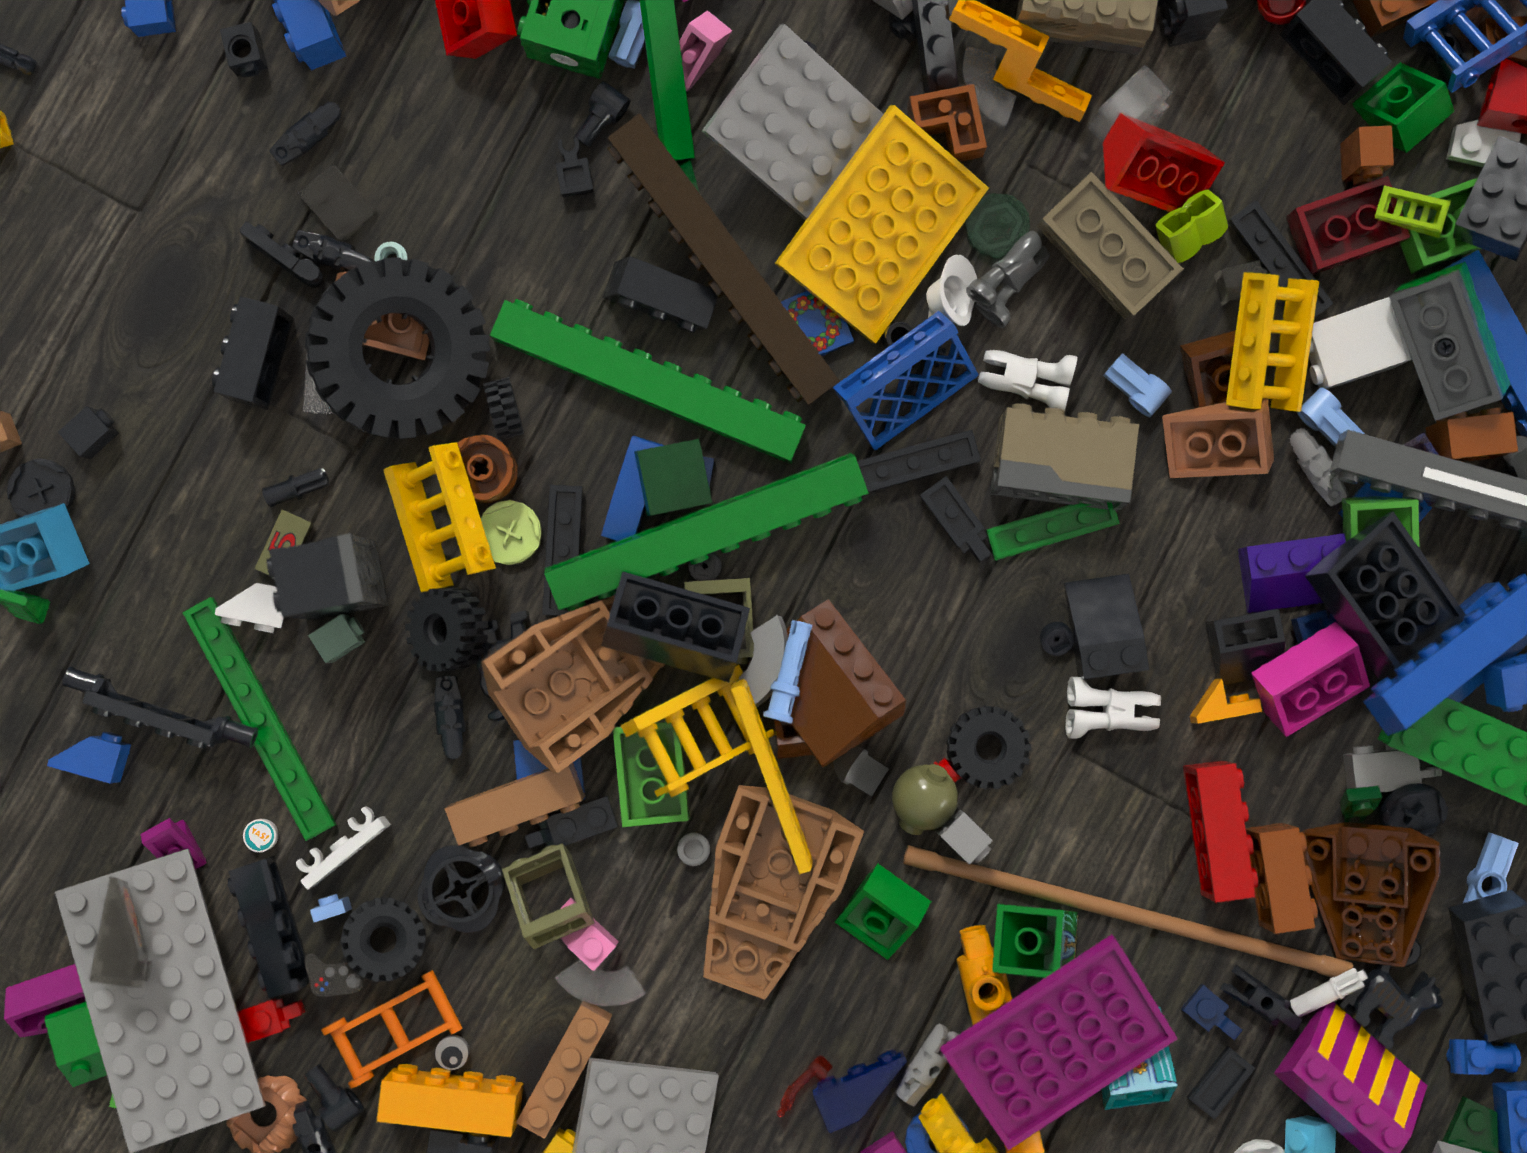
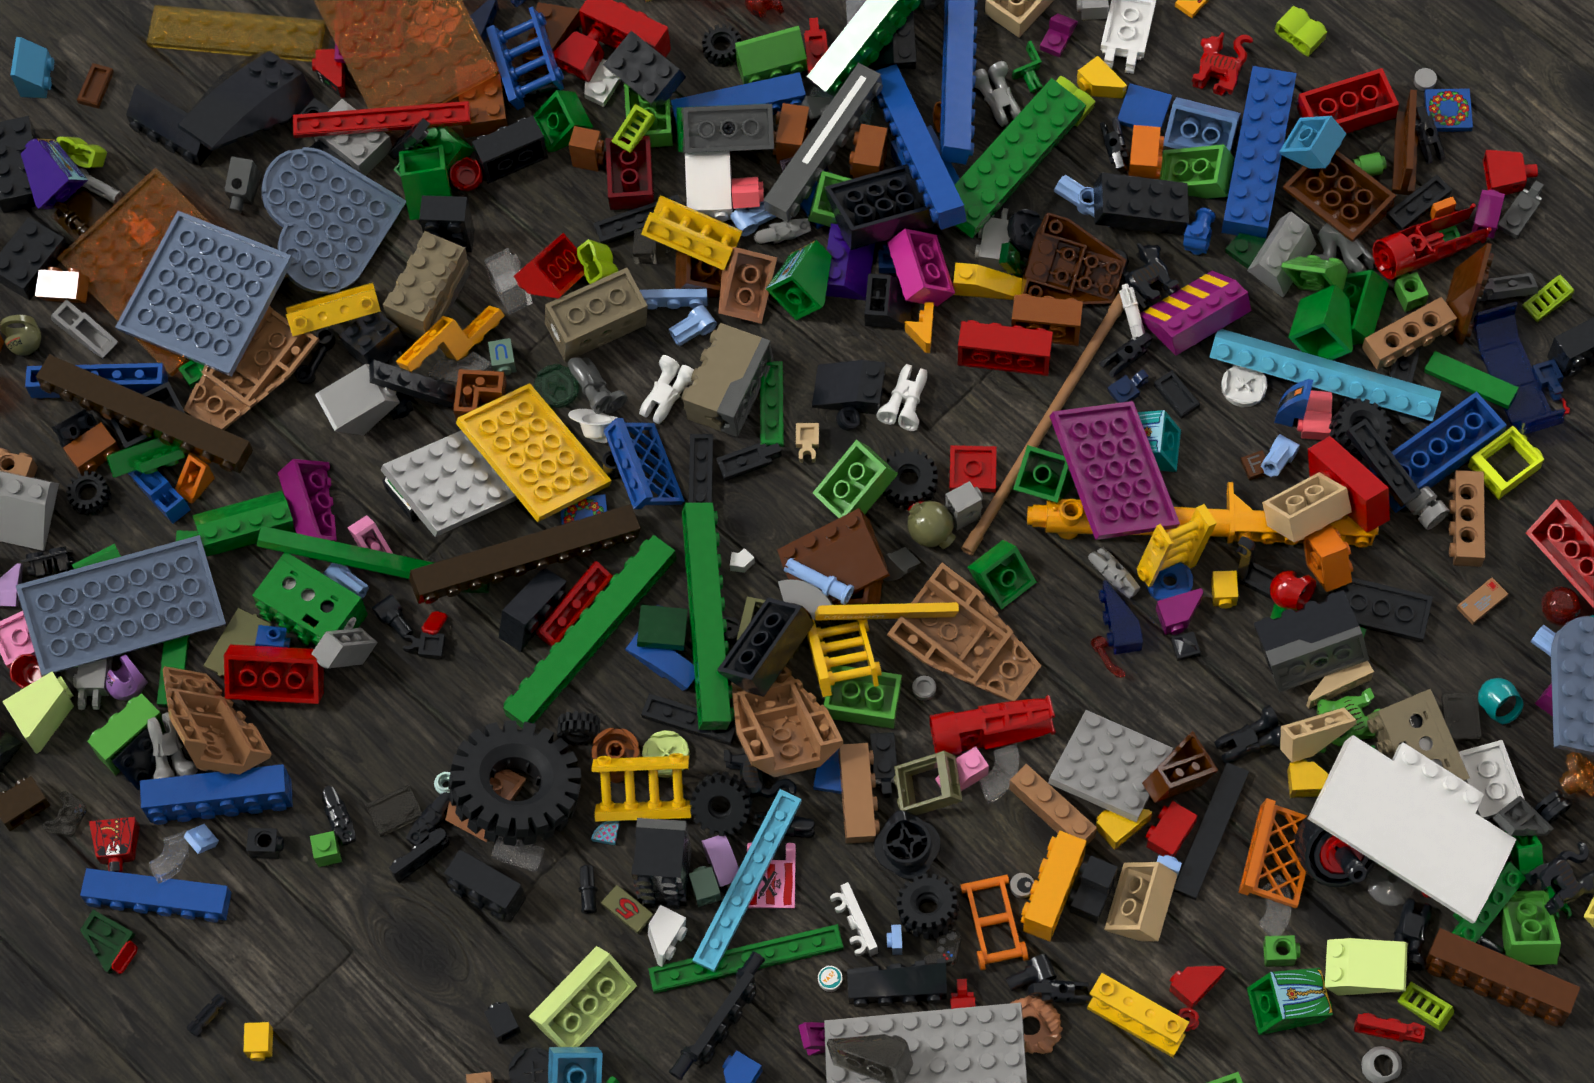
camera: 70 degrees left, 20 degrees down
(143, 525) = (583, 999): none -> yellowish green slope
(255, 131) = (325, 849): none -> bright green brick
(351, 694) = (747, 880): none -> medium azure plate
(371, 721) = (778, 883): none -> flag
(376, 488) = (606, 833): none -> medium azure tile
(378, 650) = (721, 859): none -> lavender slope
(522, 62) = (344, 648): none -> light grey brick
(607, 171) = (434, 622): none -> red piece
(653, 956) = (992, 725): none -> red piece
(683, 348) = (574, 603): none -> red brick
(807, 553) = (741, 561): none -> white piece
(953, 679) = (855, 481): none -> bright green brick
(1012, 591) = (807, 438): none -> tan plate
(1016, 138) = (502, 356): none -> sand green brick
(1028, 830) = (973, 465): none -> red plate
(1170, 345) = (675, 298): none -> light blue plate
(1245, 518) = (802, 280): none -> green slope
(1317, 774) = (985, 282): none -> yellow slope
(1361, 400) = (747, 192): none -> coral brick
(1477, 556) = (869, 150): none -> dark orange brick

